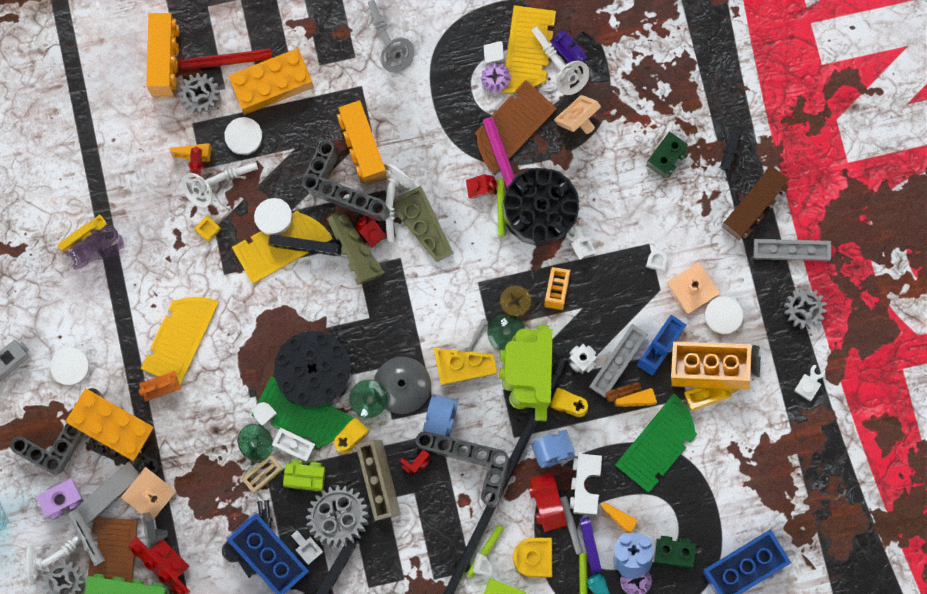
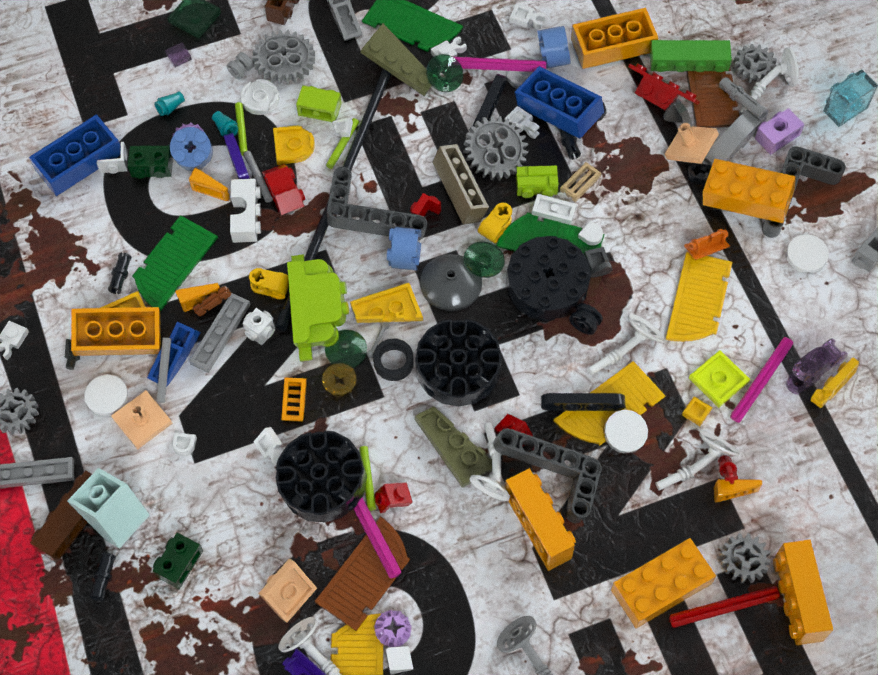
camera: 170 degrees right, 15 degrees down
(143, 249) = (761, 380): none -> dark pink axle
(180, 256) = (719, 378): none -> neon yellow tile
(243, 136) = (681, 518): white tile -> none
(243, 302) = (643, 331): none -> white dish
(260, 438) = (588, 198): clear green dish -> none
(264, 382) = (598, 262): none -> dark grey tile
(286, 323) = (586, 319): none -> black wheel
(353, 246) = (520, 399): olive wing -> none
(408, 277) = (458, 362): none -> black brick
(460, 298) = (393, 344): none -> black tyre
(553, 448) = (281, 232): medium blue brick -> none
(670, 325) = (163, 371): none -> light grey bar
(708, 435) = (119, 273): none -> black pin
(709, 552) = (114, 165): none -> white bracket
(722, 200) = (109, 507): none -> light aqua slope

